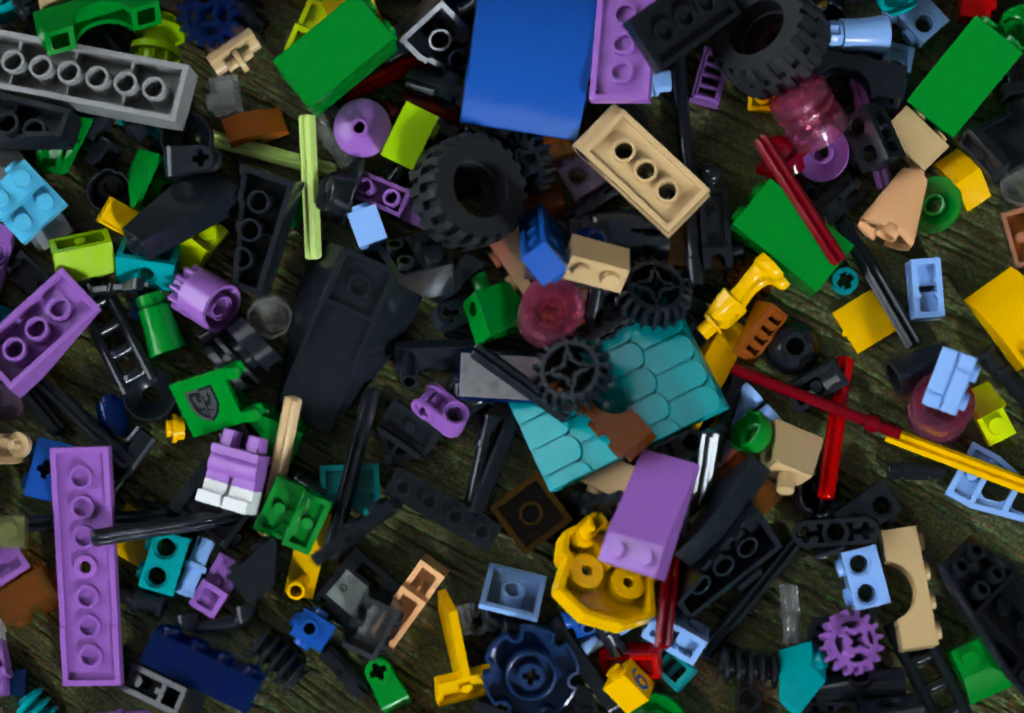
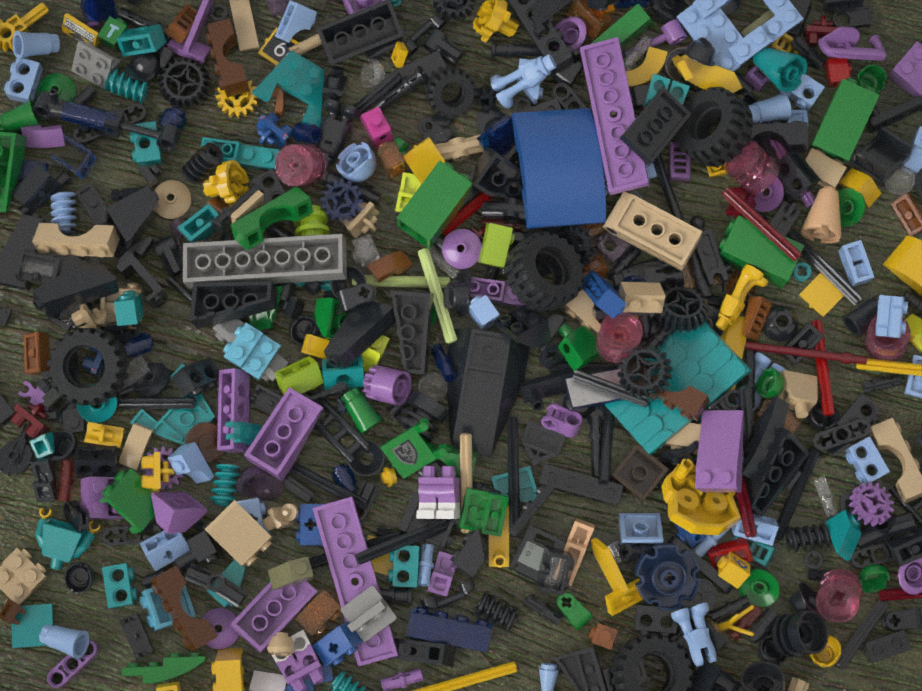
camera: 20 degrees left, 5 degrees down
(40, 648) = (337, 644): none -> blue brick
(91, 617) = (368, 613): none -> light grey bracket
(293, 286) = (443, 363): none -> clear blue pin
(323, 628) = (522, 582): blue brick -> none
(610, 641) = (715, 542): black pin -> none

